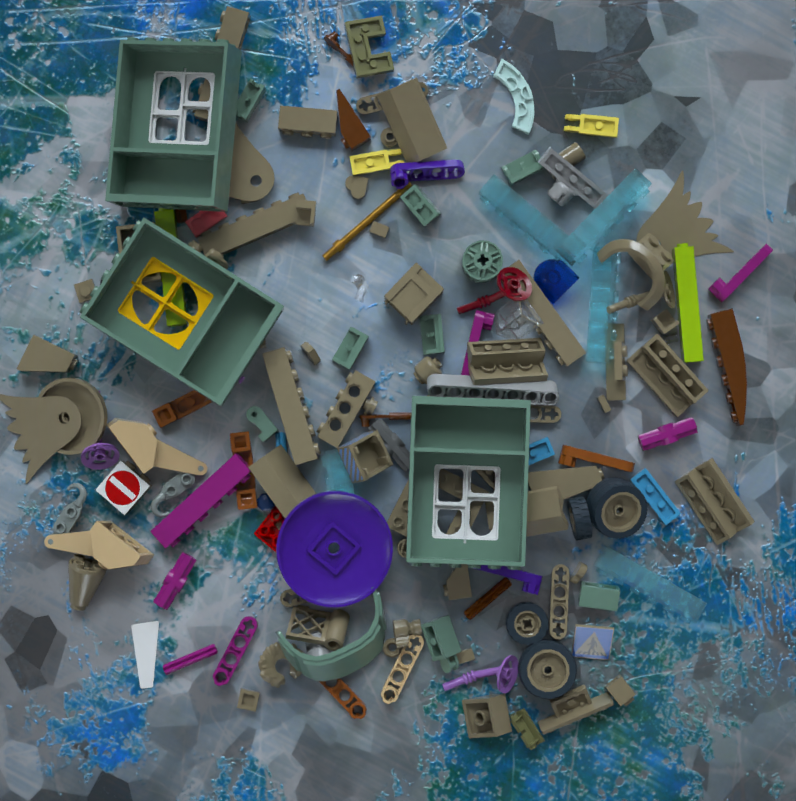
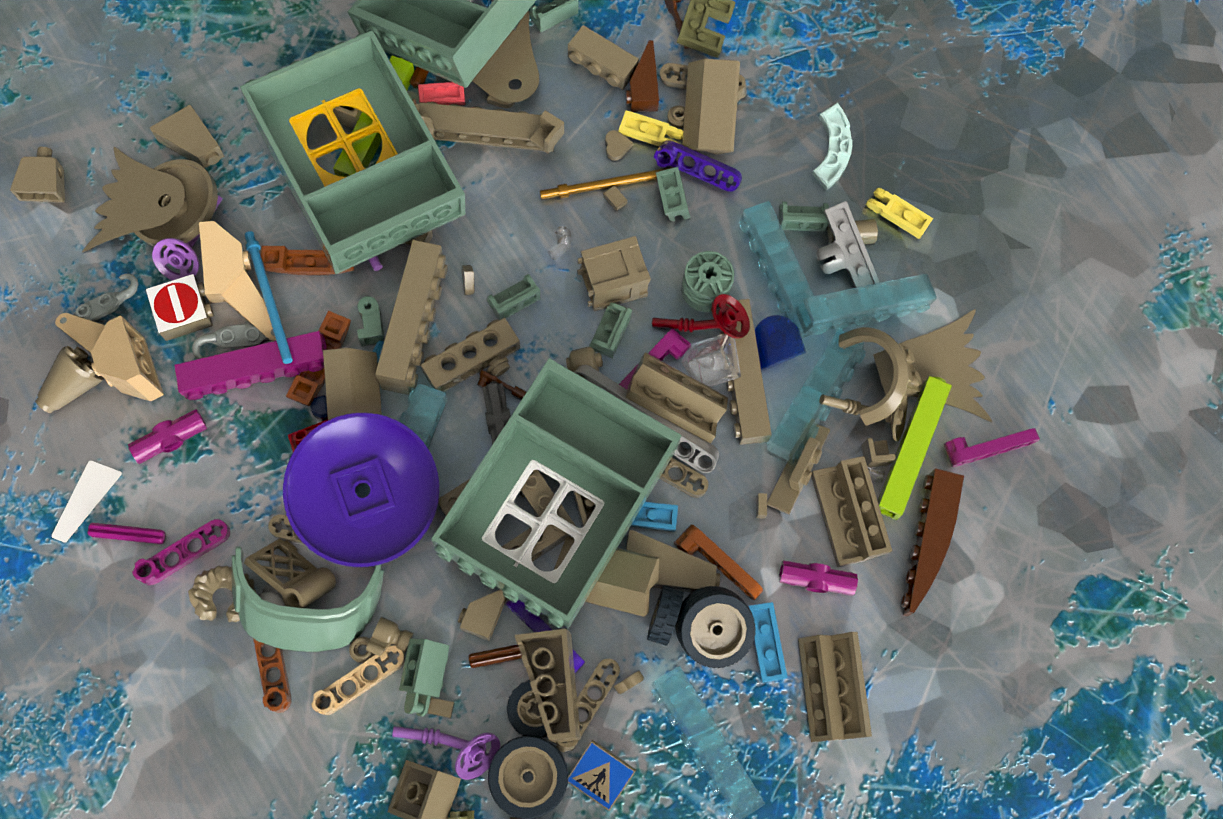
camera: 25 degrees right, 15 degrees down
(147, 416) = (254, 249): none -> dark azure bar
(248, 699) = (160, 616): dark tan plate -> none
(365, 456) = (459, 412): dark tan container -> none
(531, 603) = (552, 679): none -> dark tan wedge
(599, 595) = (638, 723): sand green hinge -> none

